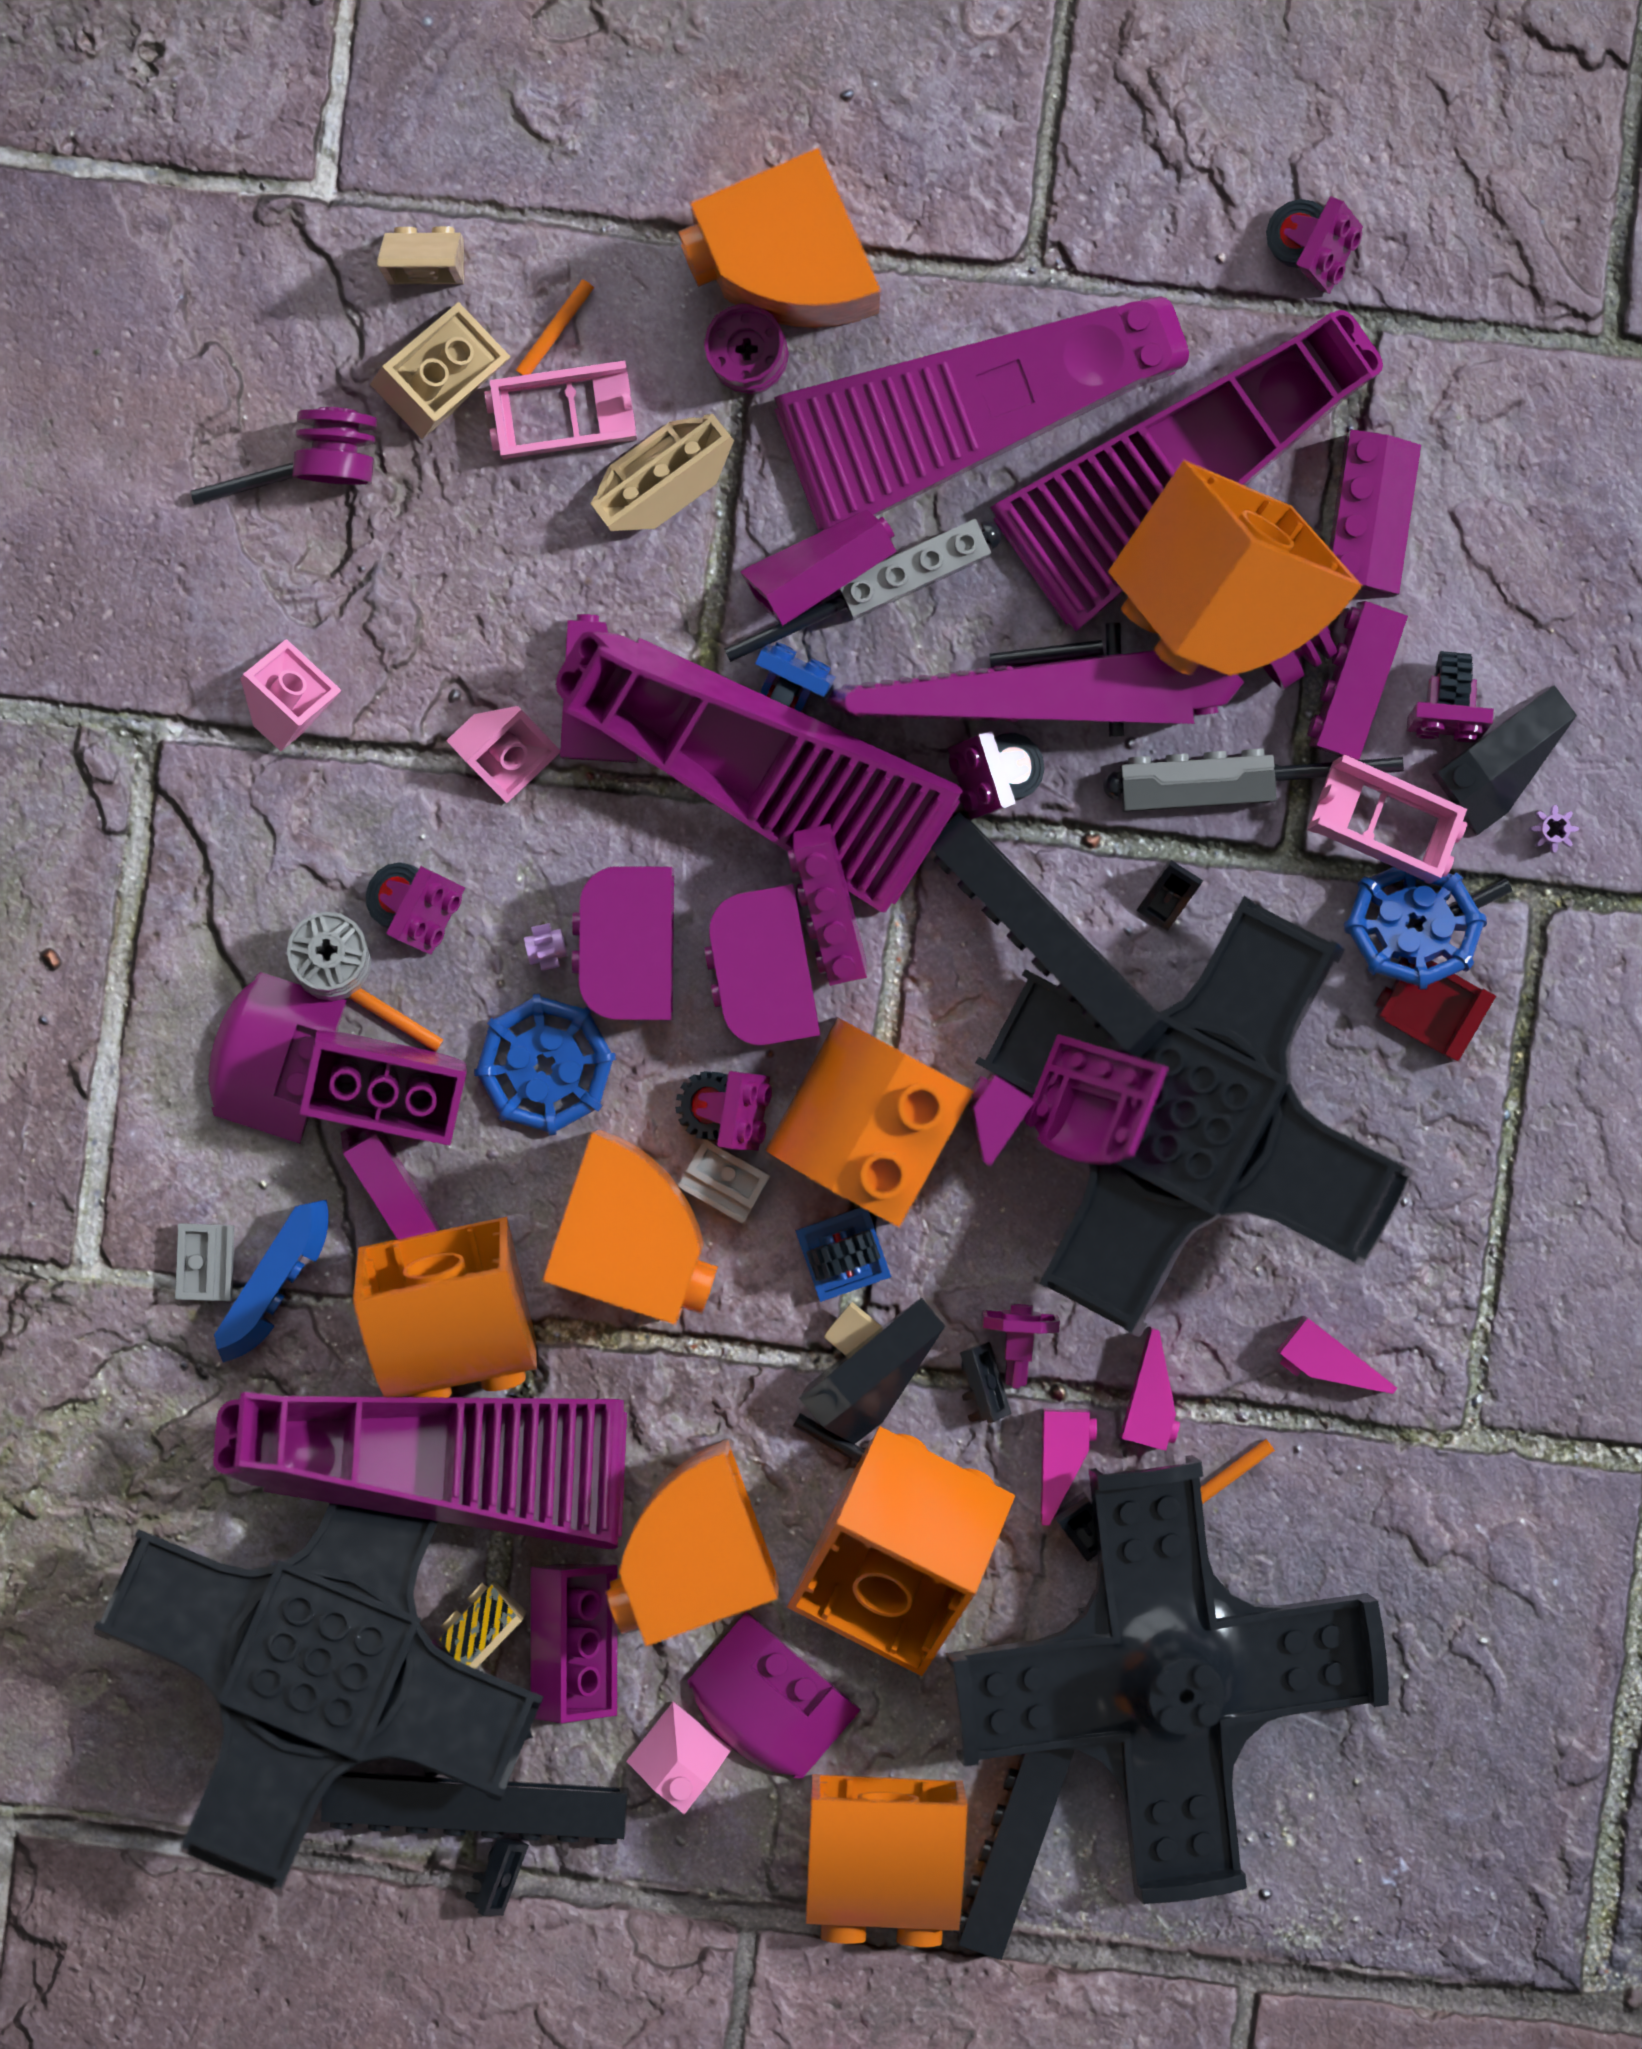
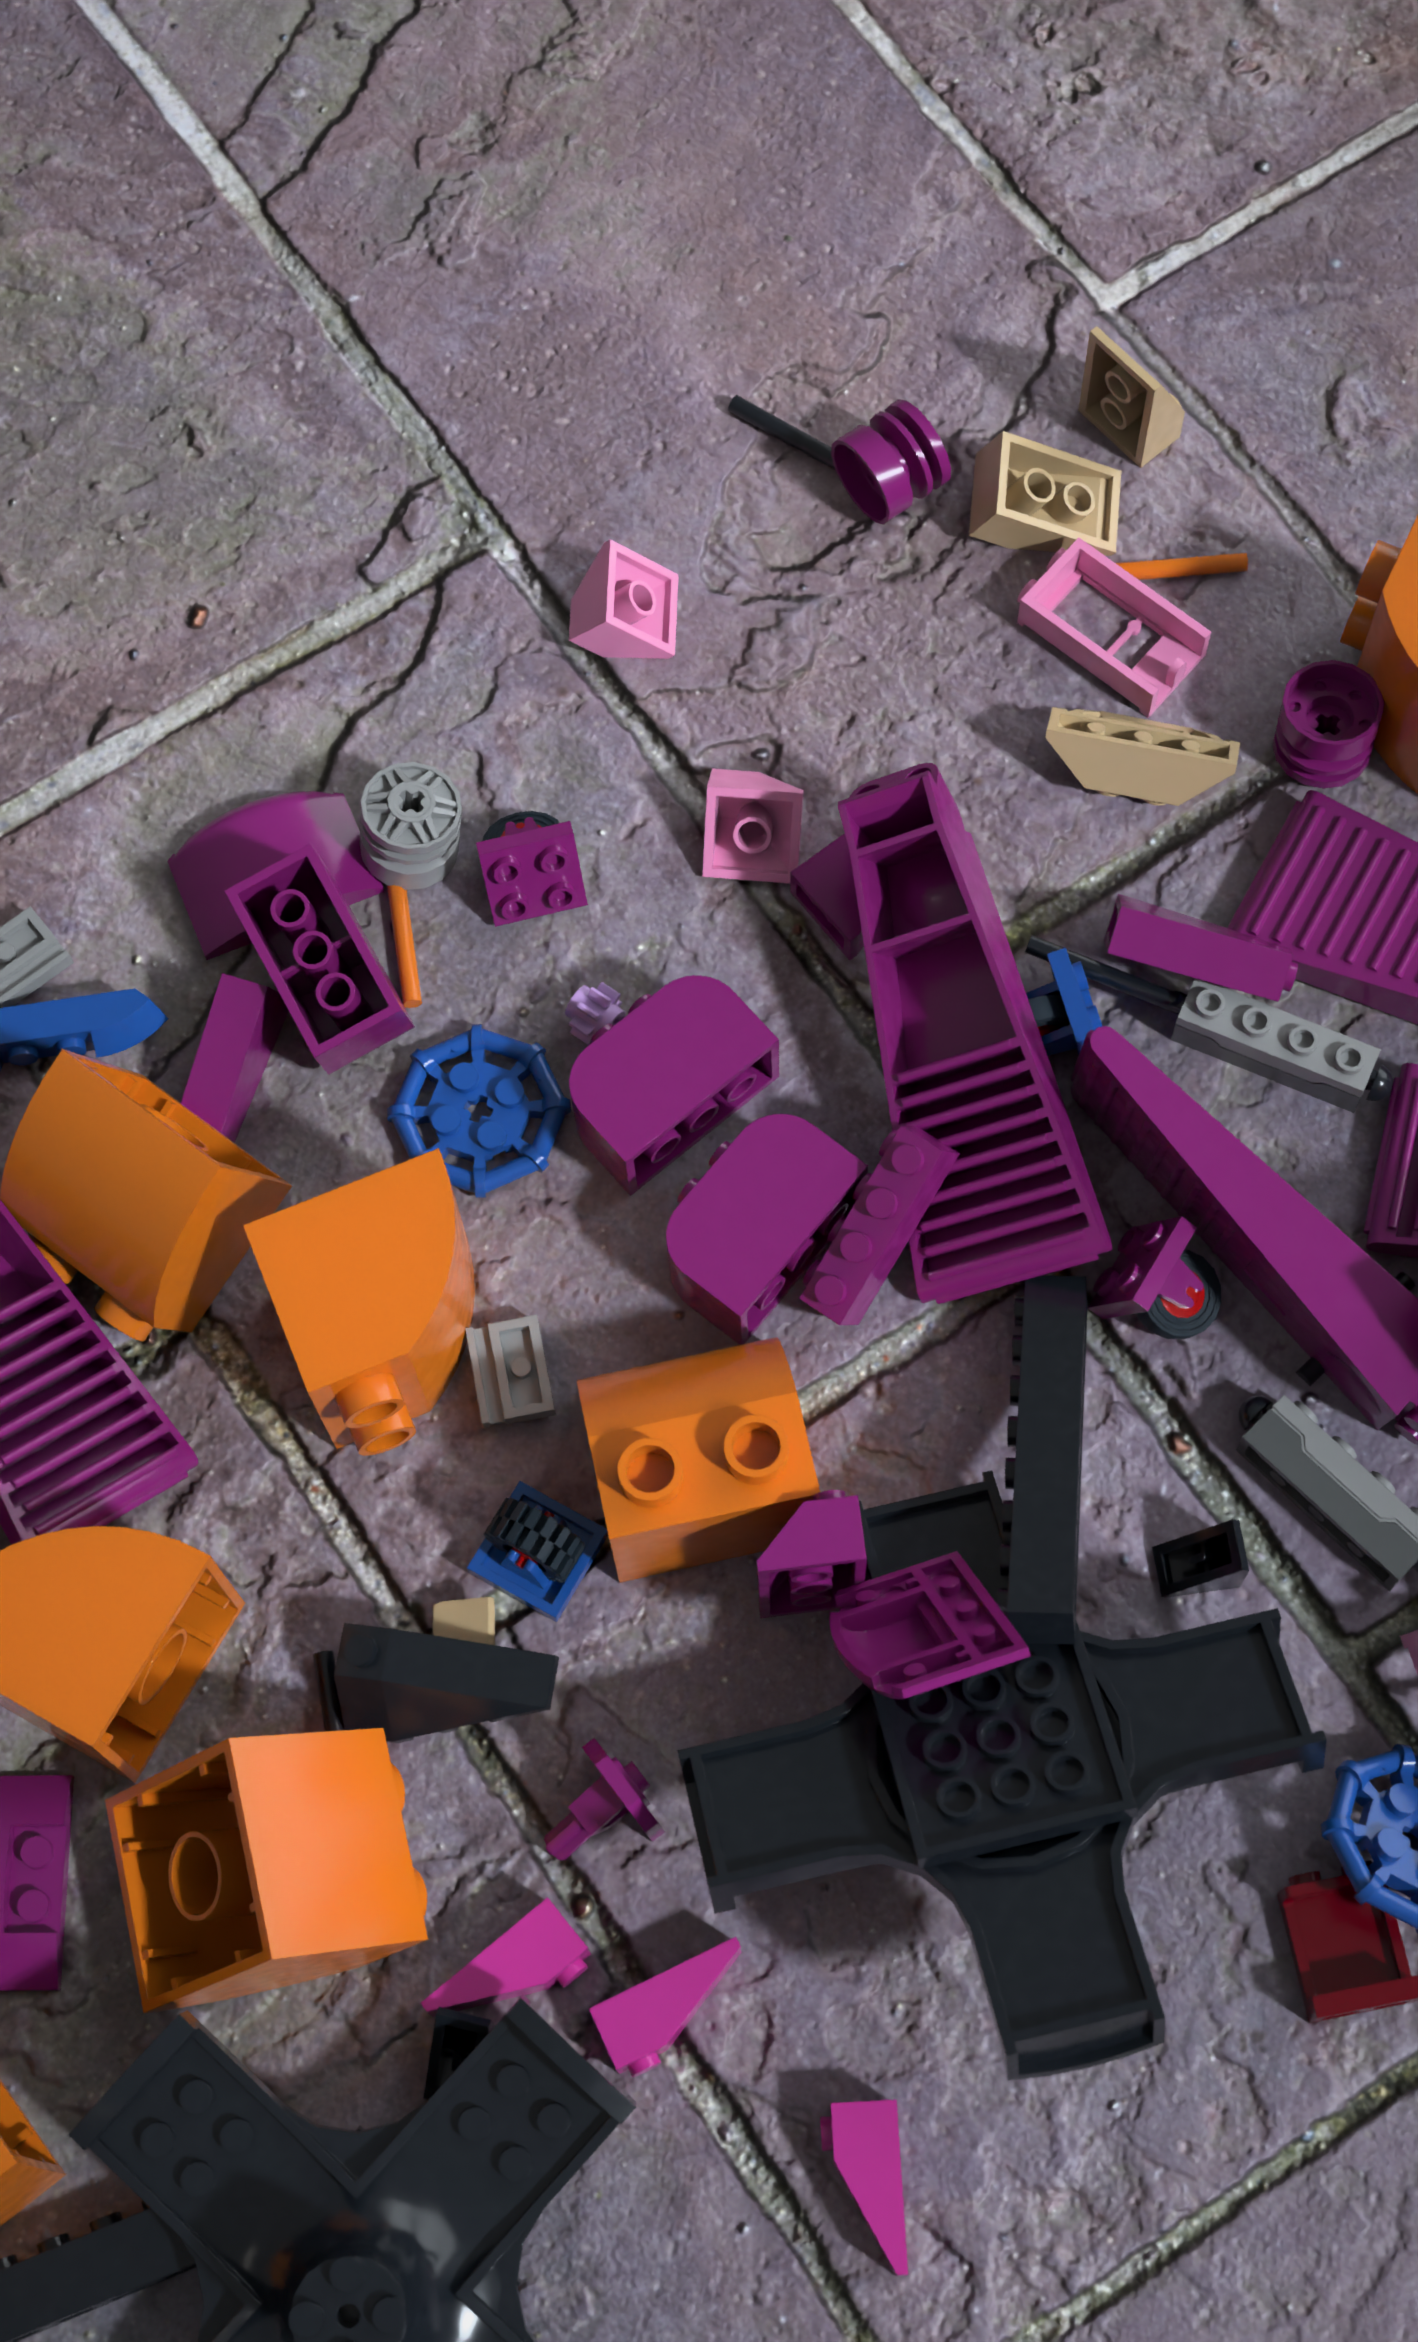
camera: 50 degrees right, 20 degrees down
(726, 1108) = (589, 1309): magenta plate -> none
(986, 1384) = (526, 1812): black plate -> none
(1236, 1470) = (655, 2175): orange bar -> none

